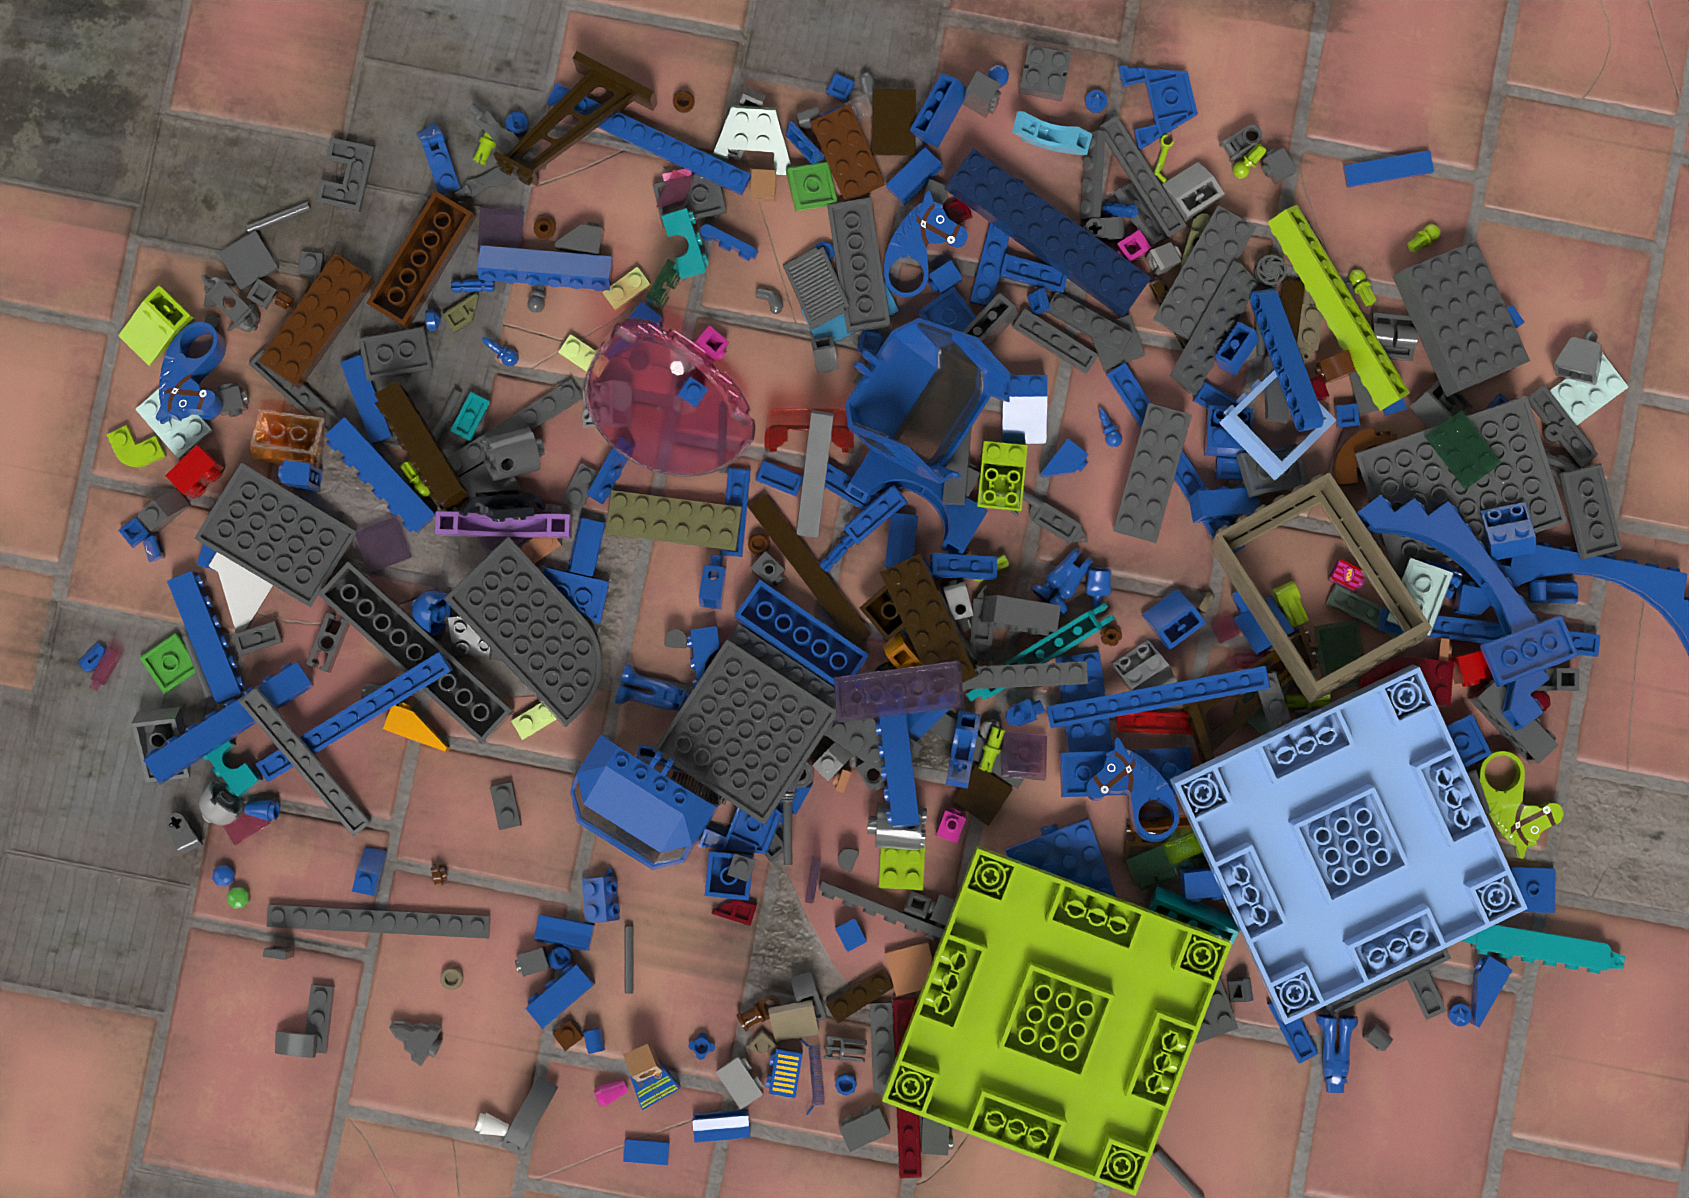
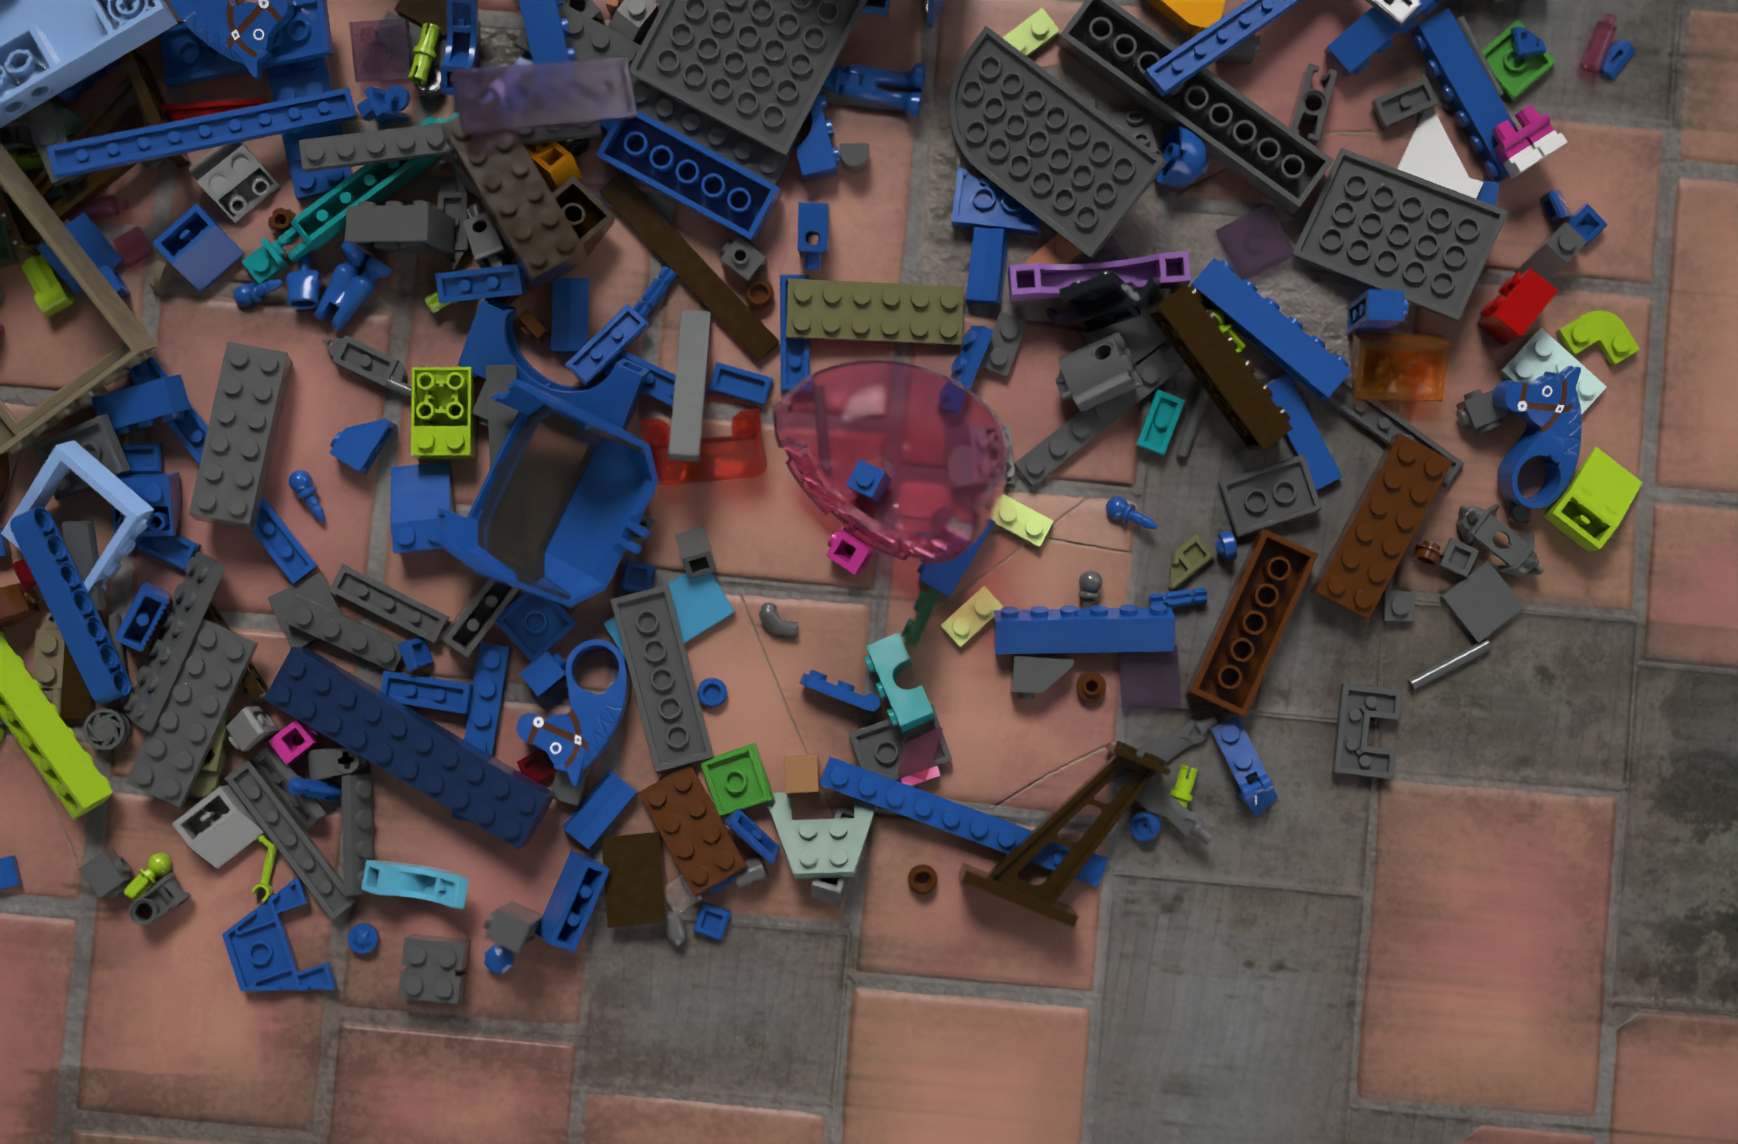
camera: 175 degrees right, 0 degrees up
(160, 673) = (1526, 43): none -> blue tile
(171, 589) = (1529, 145): none -> hips
(816, 287) = (716, 642): dark grey window -> none
(930, 535) = (532, 327): none -> reddish brown plate
(1126, 606) = (266, 261): none -> teal bracket
(1142, 583) = (248, 295): none -> blue bar

